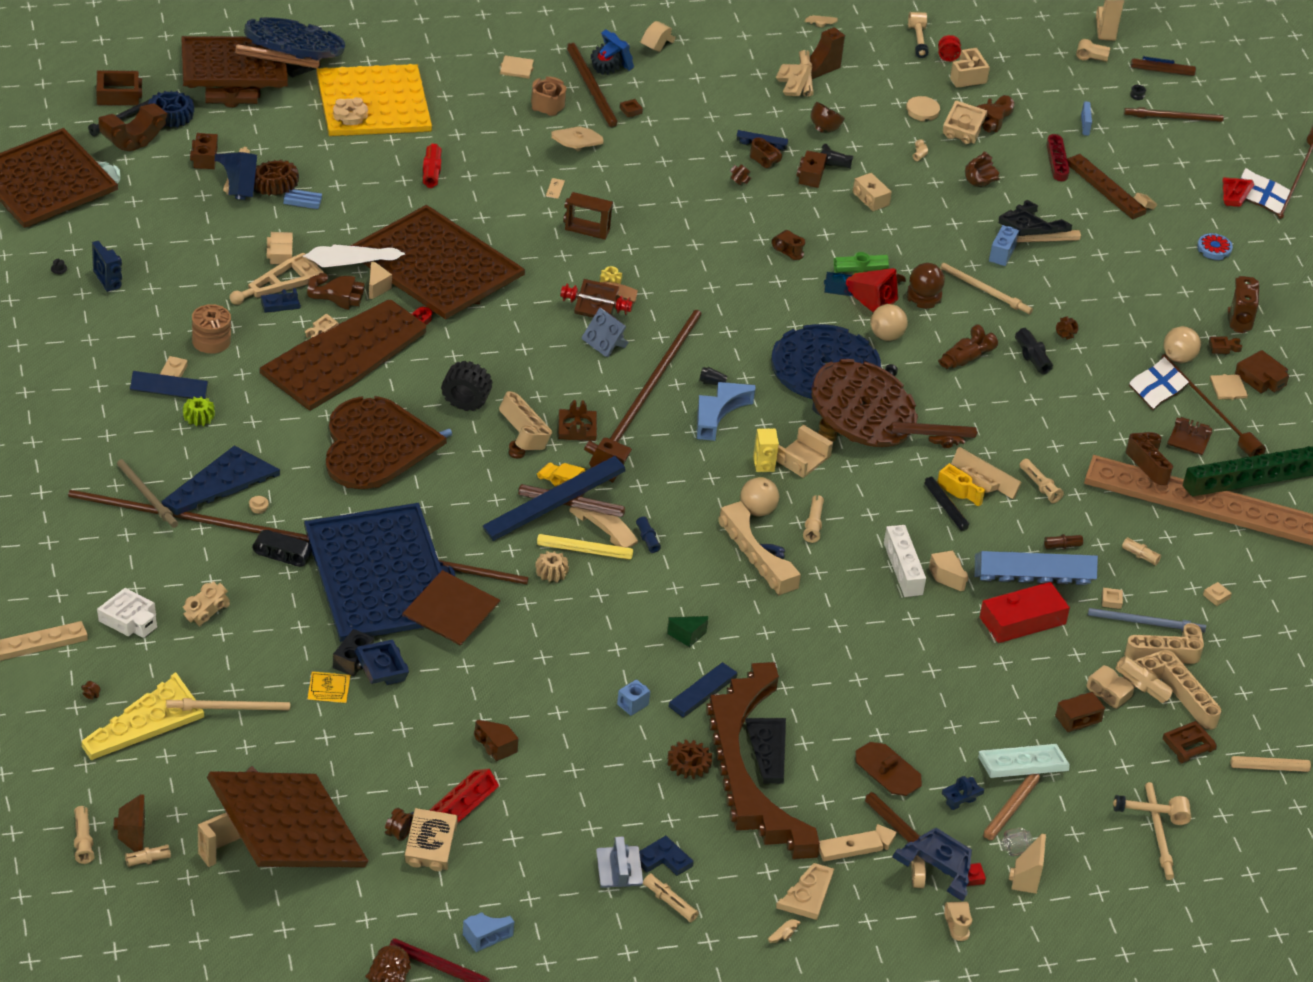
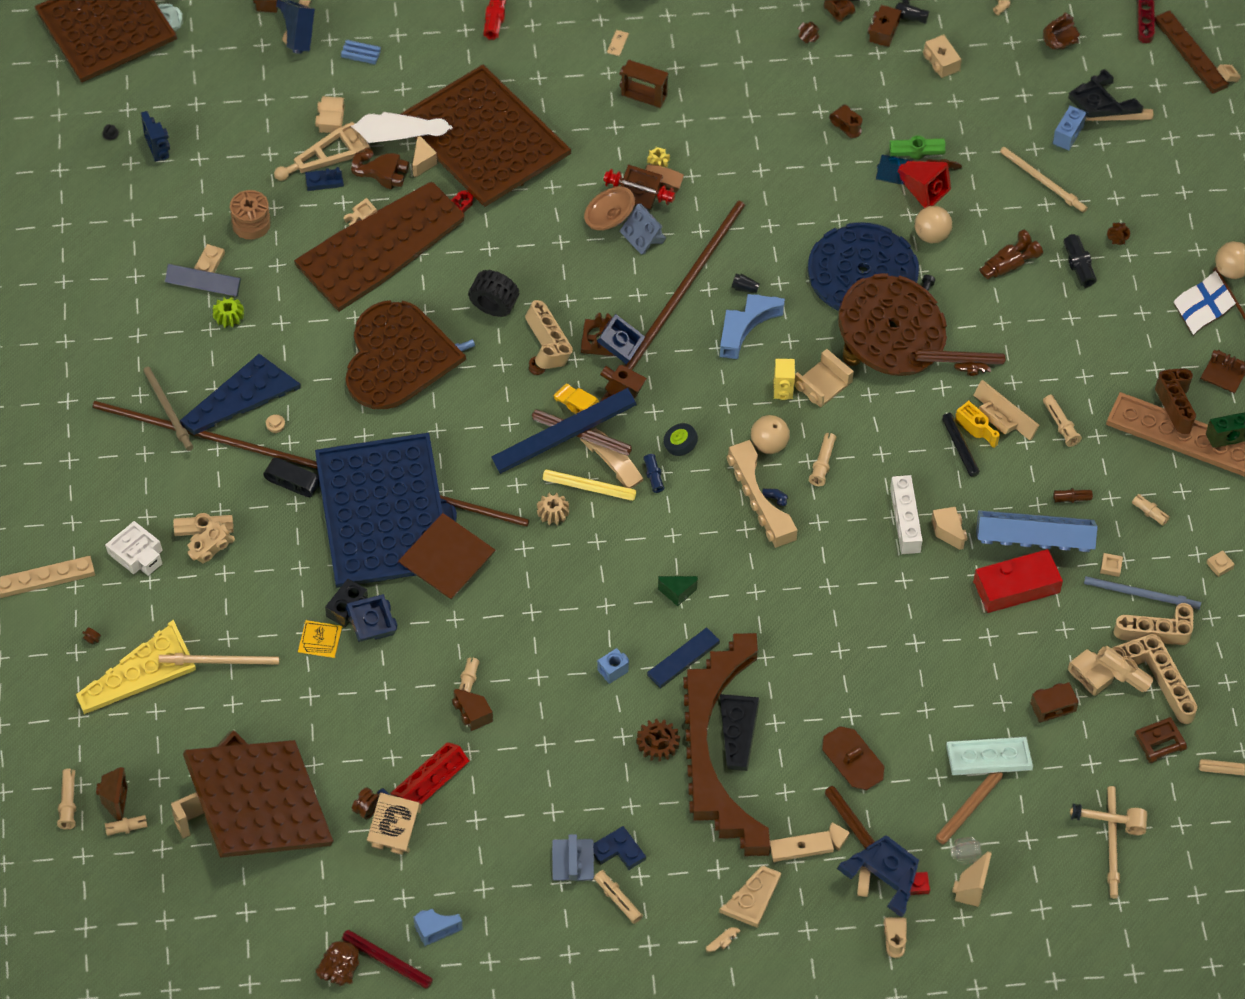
camera: 10 degrees right, 15 degrees up
(181, 592) = (193, 526): none -> tan piece
(276, 177) = (334, 28): reddish brown gear -> none
(488, 710) = (468, 676): none -> tan pin
(570, 316) = (609, 208): none -> medium nougat dish
(599, 419) = (620, 338): none -> dark blue plate
(670, 504) = (680, 439): none -> black wheel
(926, 285) = (979, 178): reddish brown tile -> none
(970, 792) = (929, 790): dark blue hips -> none

